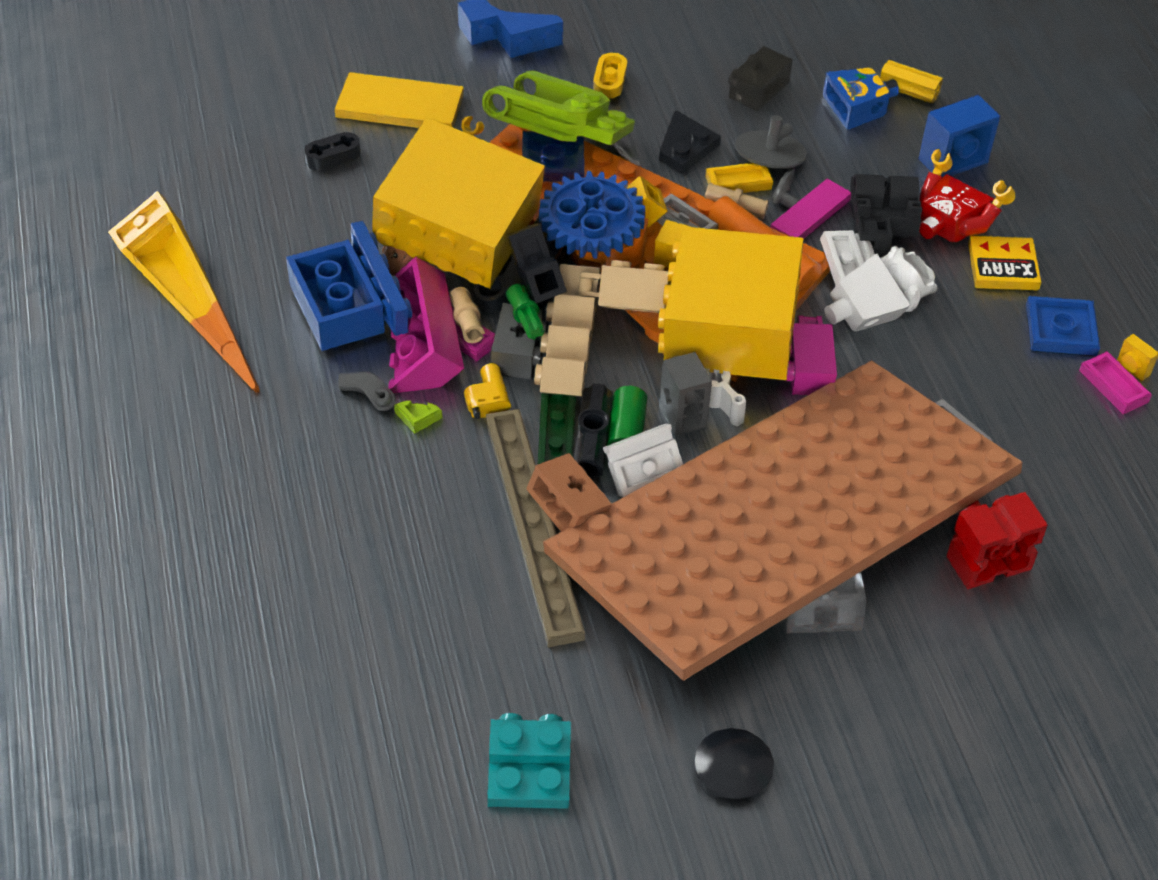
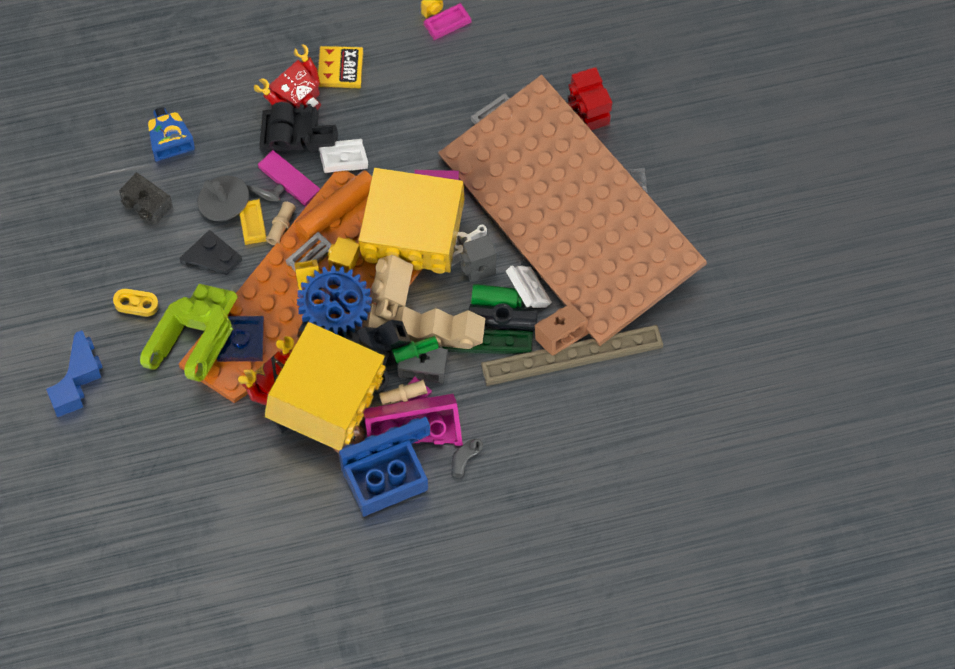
camera: 90 degrees left, 15 degrees up
(164, 254) = (337, 603): yellow plate -> none
(332, 151) = (213, 500): black beam -> none
(397, 100) = (159, 454): yellow tile -> none
(417, 415) = (484, 425): lime tile -> none
(487, 396) = (469, 379): yellow piece -> none
(529, 762) = (746, 354): teal plate -> none
(734, 764) = (738, 251): black dish -> none
(866, 297) = (384, 148): white torso -> none
(910, 274) = (362, 123): white hair -> none
(912, 81) = (151, 99): yellow axle -> none
(964, 131) = (228, 74): blue brick -> none
(1062, 325) = (398, 42): blue tile -> none

